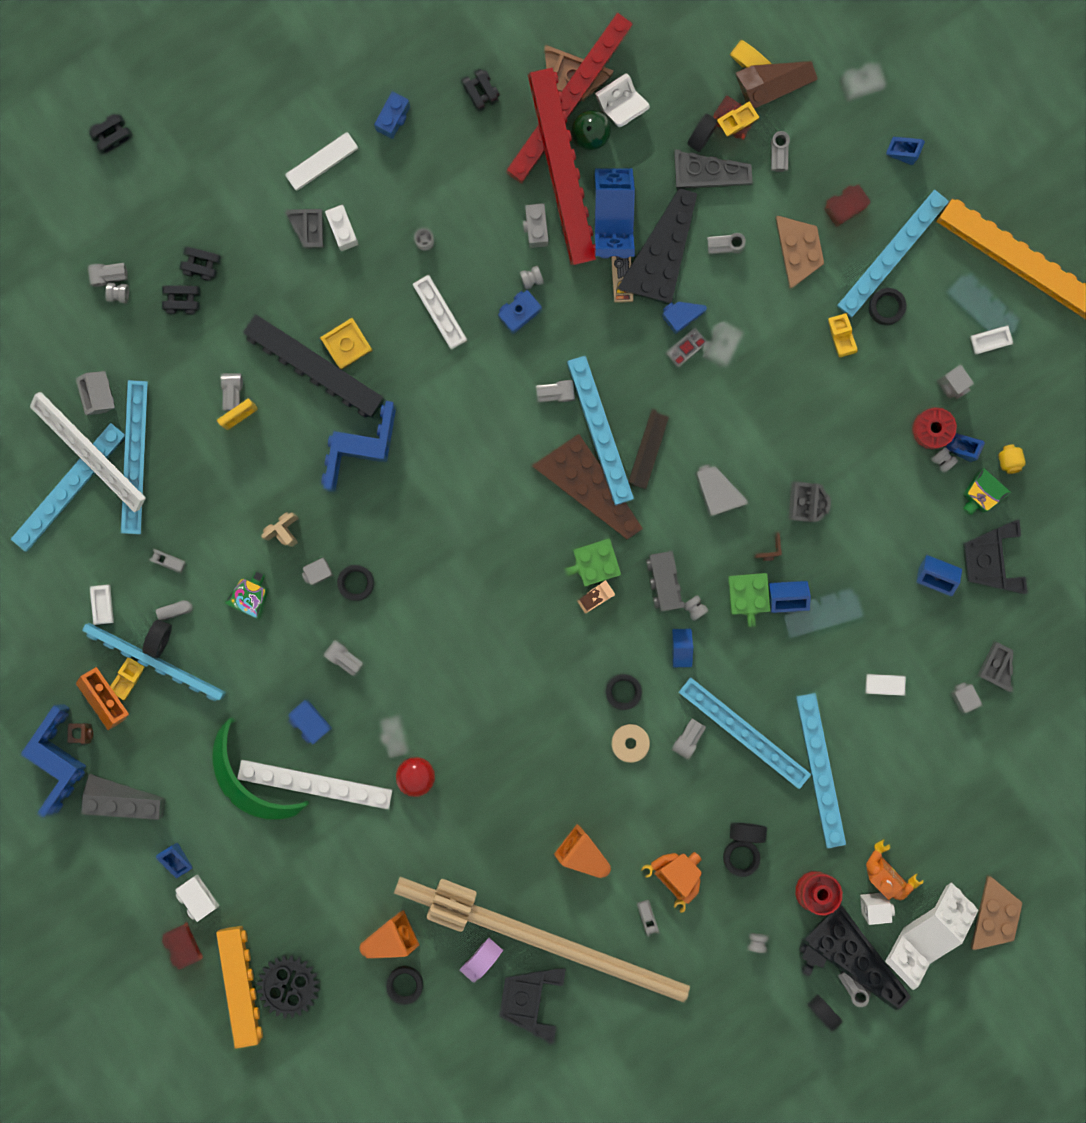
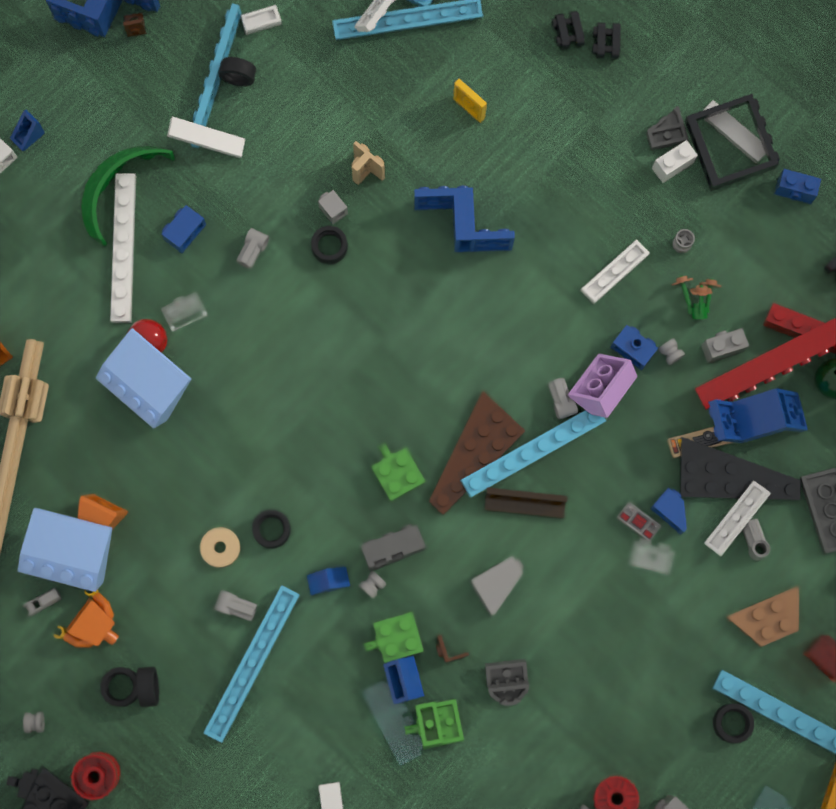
camera: 75 degrees right, 10 degrees down
(102, 698) = (170, 34): orange brick -> none
(112, 799) = (75, 63): dark grey wedge -> none
(127, 678) = (193, 55): yellow slope -> none
(170, 561) = (314, 70): light grey bar -> none
(174, 610) = (268, 84): light grey bar -> none
(221, 682) = (206, 137): none -> white tile
(231, 385) = (495, 92): light grey piece -> none
(249, 595) = (295, 148): torso -> none
(314, 366) = (533, 162): black brick -> none
(341, 198) = (702, 151): none -> black window
(346, 343) = (562, 190): yellow tile -> none
(456, 786) = (143, 379): none -> light blue slope
(495, 239) = (700, 309): none -> plant
(551, 350) = (603, 384): none -> lavender slope
(596, 597) = (363, 481): leg -> none
(606, 887) = (65, 550): none -> light blue slope
(703, 256) = (737, 518): none -> white tile
(820, 770) = (227, 753): medium azure plate -> none
(834, 574) = (437, 724): none -> bright green plate
(842, 335) = (691, 682): yellow slope -> none

